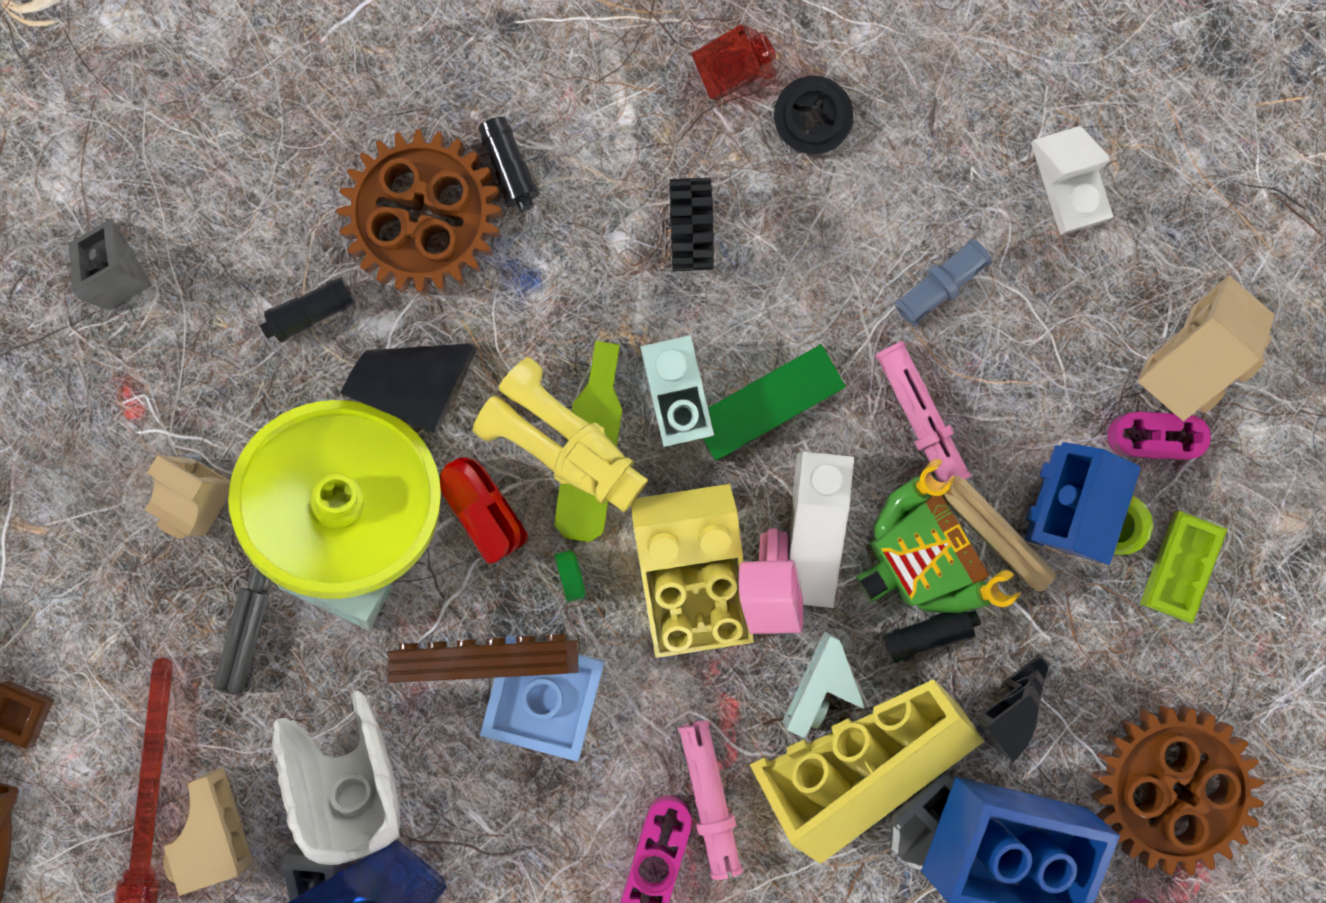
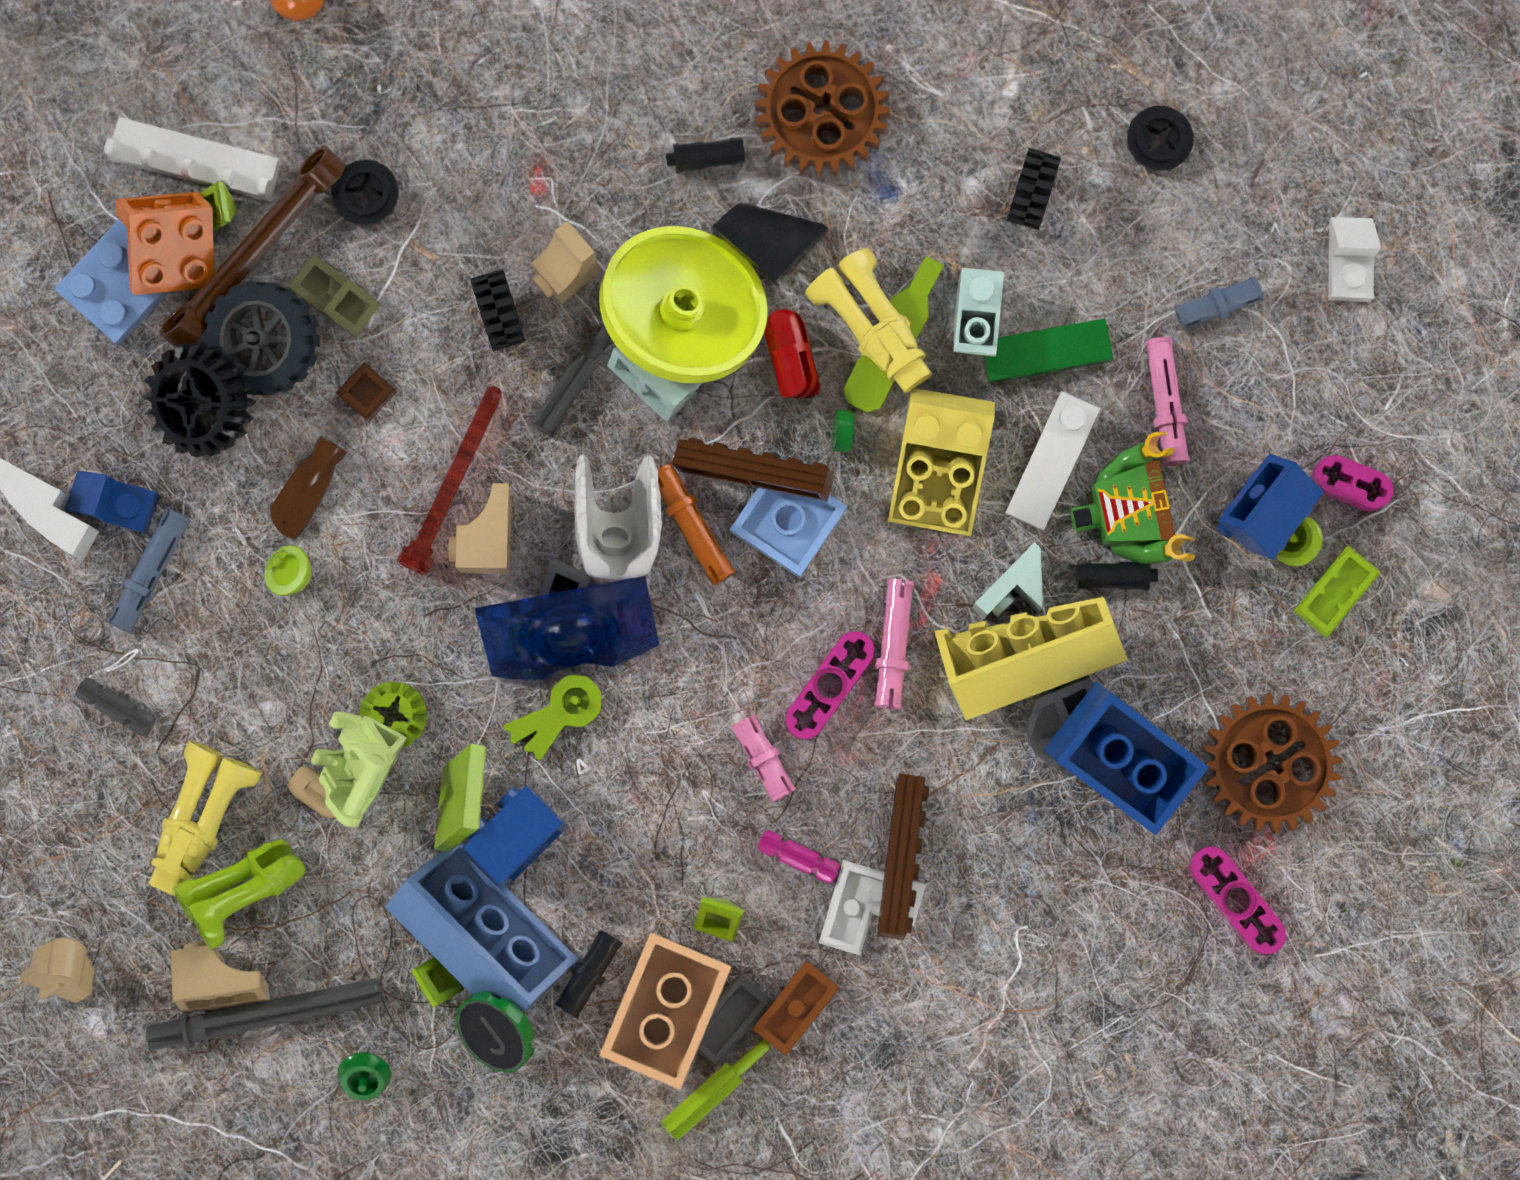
camera: 20 degrees right, 5 degrees down
(105, 267) = (560, 67): dark grey slope -> none
(125, 577) = (497, 310): none -> black tyre
(434, 739) = (693, 526): none -> orange pin
(508, 164) = (904, 95): black piece -> none
(734, 61) = (1111, 75): clear red bracket -> none
(771, 588) = (999, 493): bright pink beam -> none
(999, 534) = (1195, 512): tan axle -> none
(1013, 719) = (1160, 650): black slope -> none
(1216, 346) = (1416, 419): tan brick -> none

